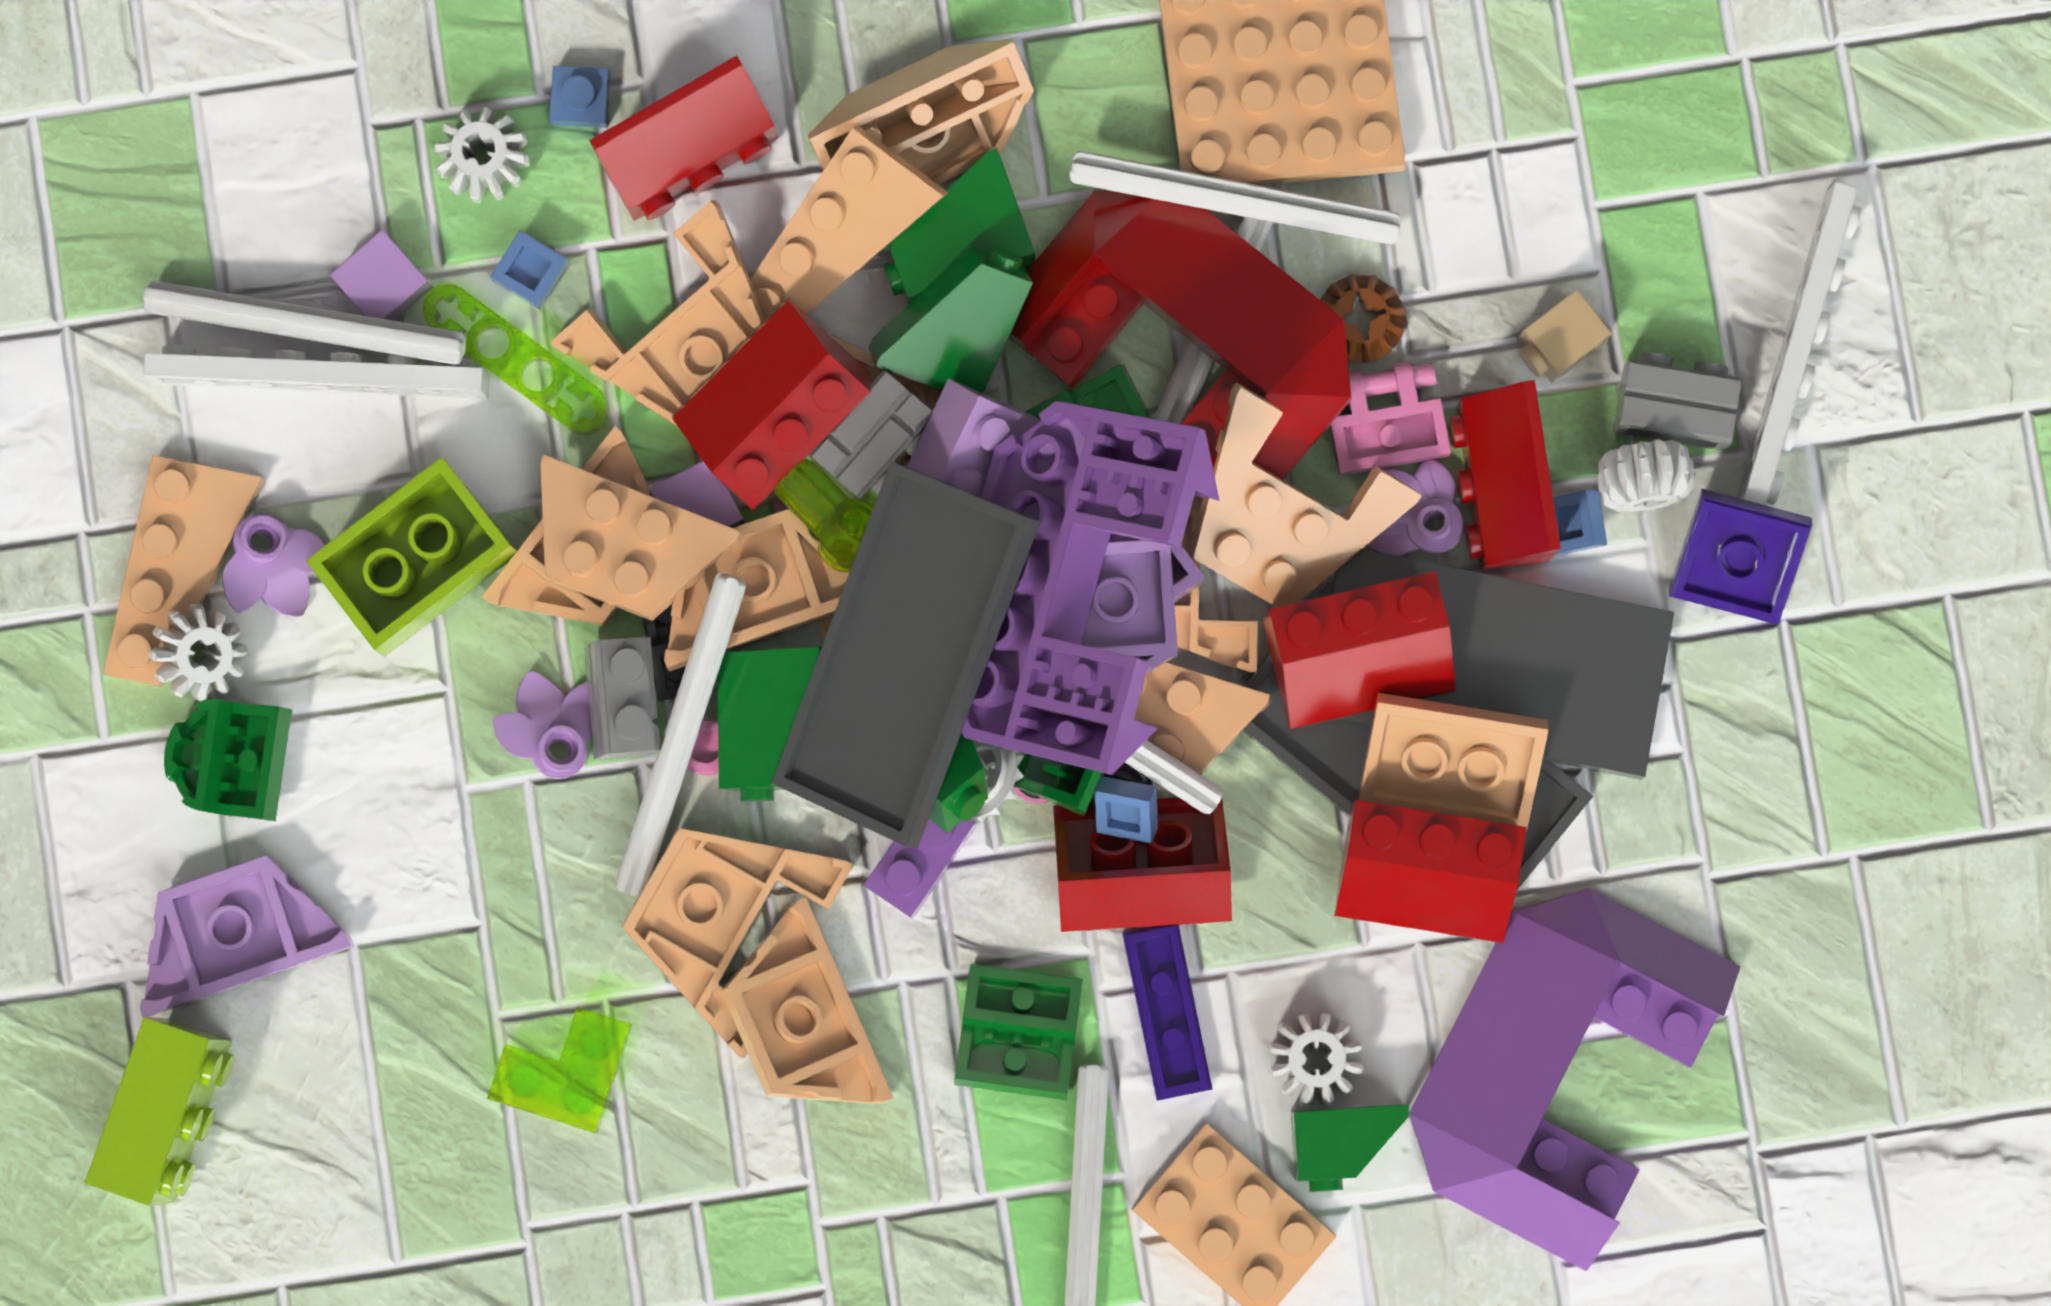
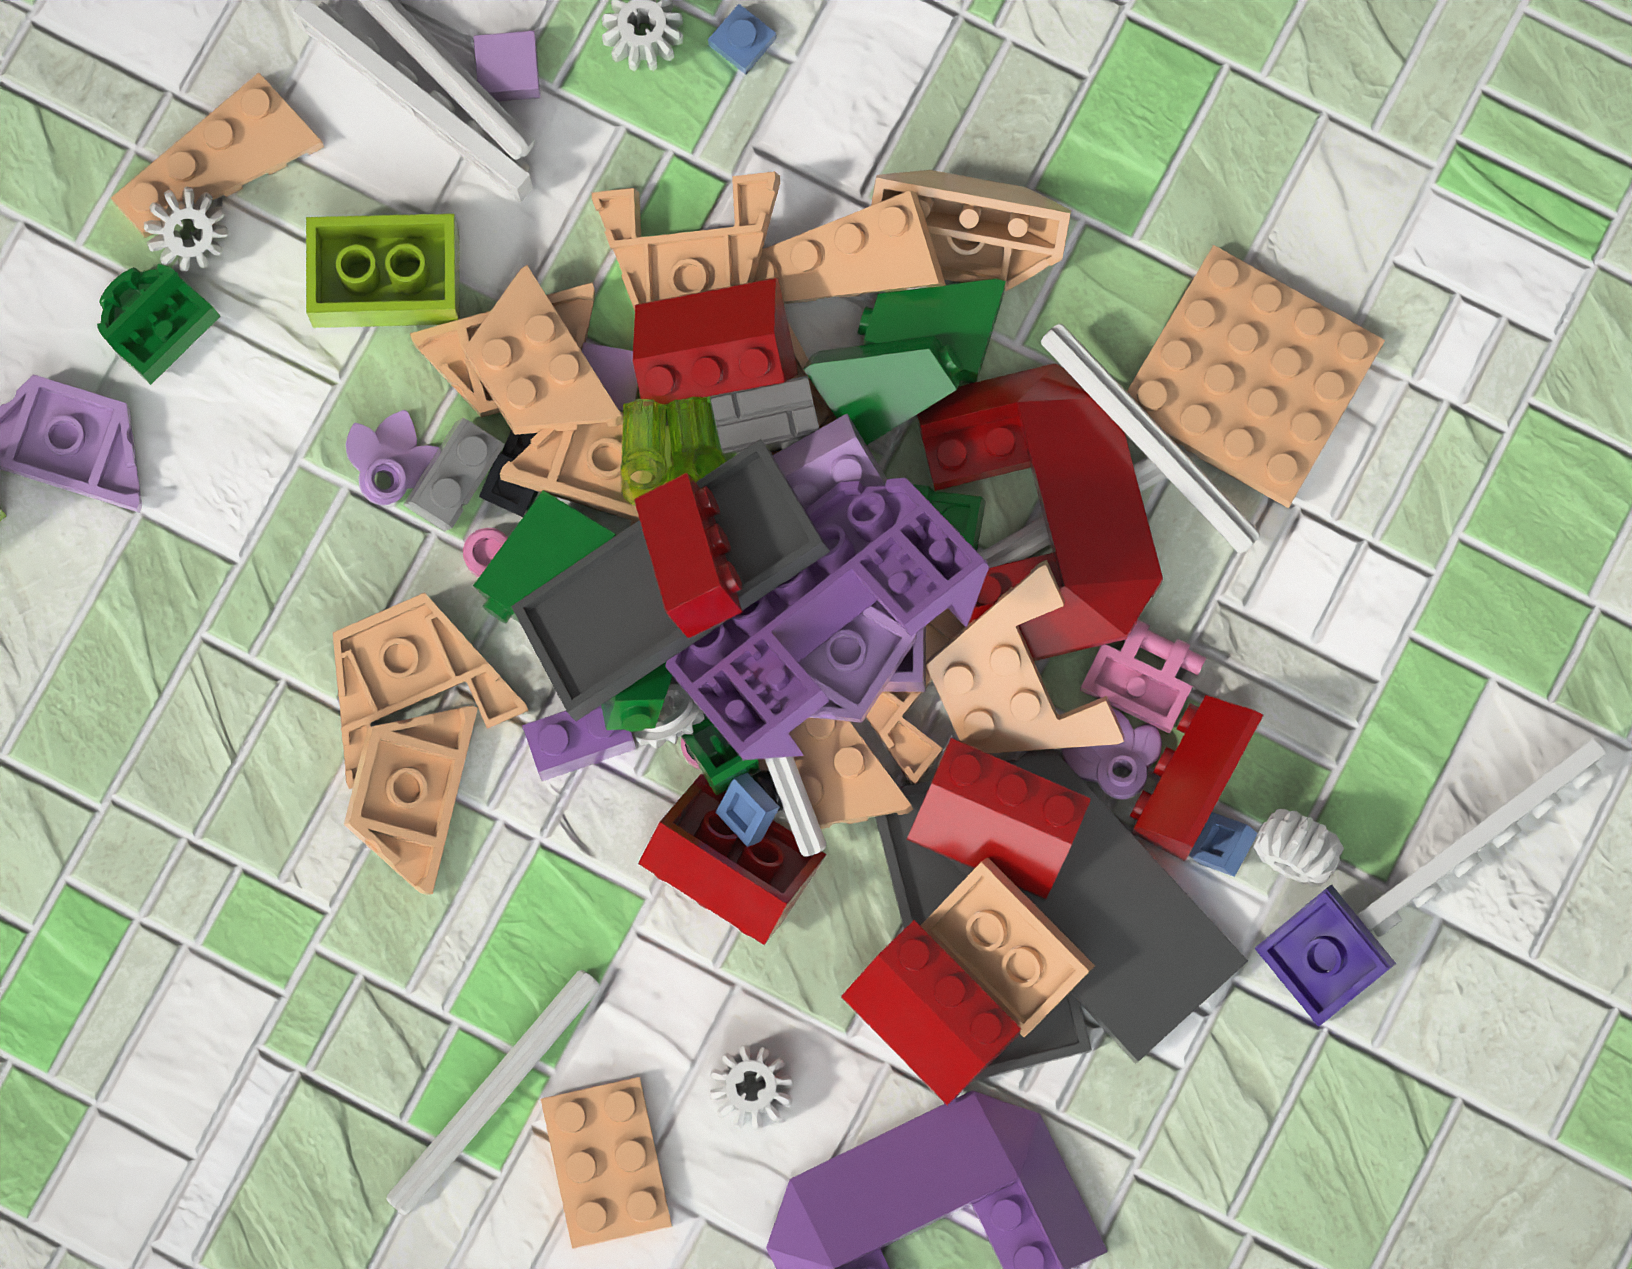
camera: 35 degrees right, 5 degrees down
(270, 575) = (280, 215): lavender plate -> none
(518, 356) = (561, 187): clear neon green beam -> none
(529, 270) = (615, 132): medium blue plate -> none
(575, 1085) = (215, 720): clear neon green plate -> none
(681, 733) = (476, 526): white axle -> none
(685, 140) = (790, 119): slope -> none
(784, 548) = (642, 446): none -> clear neon green piece
(911, 618) = (689, 554): none -> red brick
(1018, 1031) = (555, 914): green slope -> none
(1167, 1011) = (672, 978): dark purple tile -> none
(1340, 1141) = (725, 1160): green slope -> none
(1375, 296) = (1188, 611): dark orange gear -> none
(1562, 337) = (1313, 707): tan brick -> none
(1677, 402) = (1362, 813): light grey brick -> none

